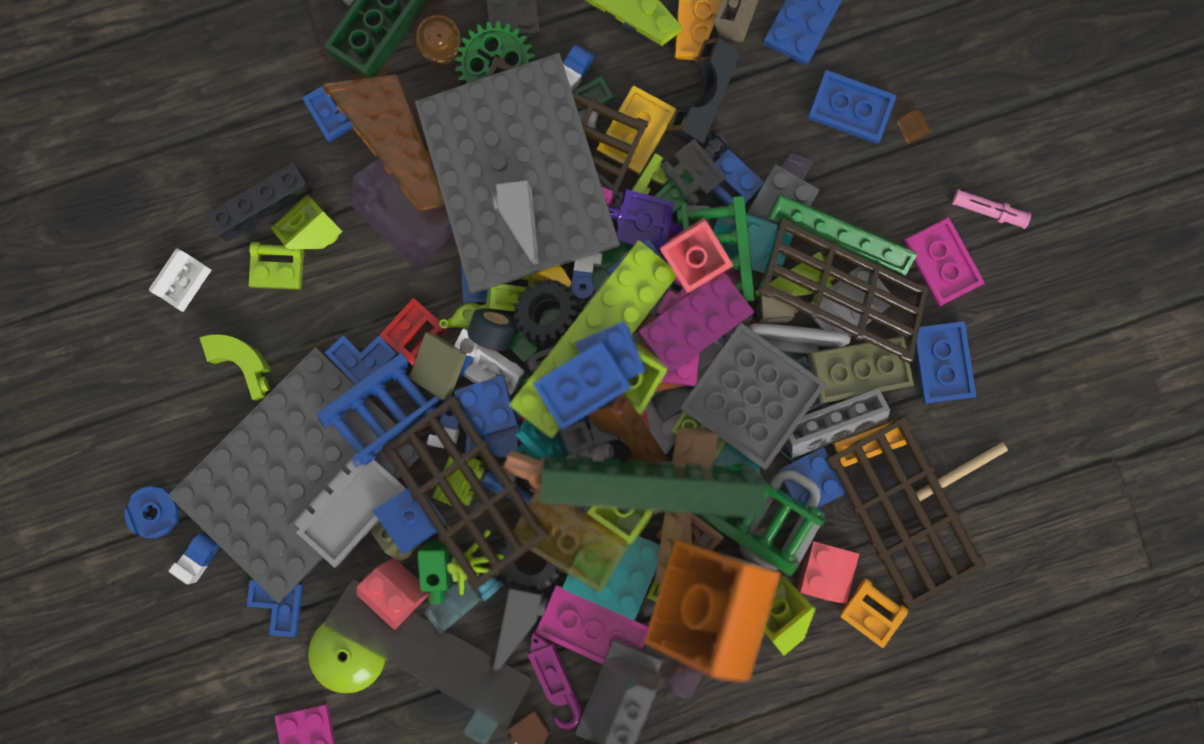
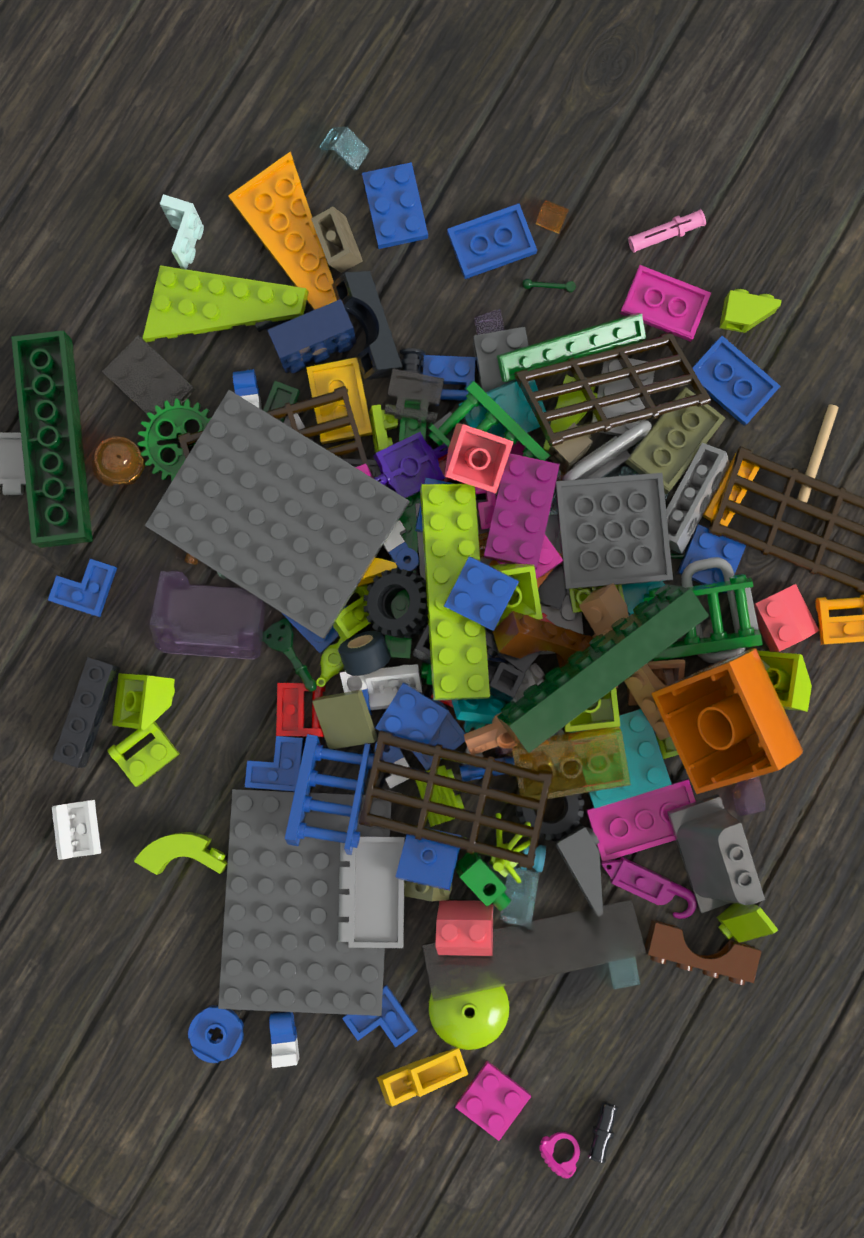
camera: 45 degrees left, 0 degrees up
(270, 673) = (422, 1076): none -> yellow slope
(388, 129) = (142, 566): clear orange wing -> none
(442, 277) = (286, 647): none -> dark green piece
(517, 208) = (305, 541): light grey slope -> none
(582, 385) = (479, 634): blue plate -> none
(655, 66) = (313, 336): none -> dark blue brick
(881, 189) = (569, 287): none -> dark green hinge
(999, 318) = (746, 310): none -> lime slope

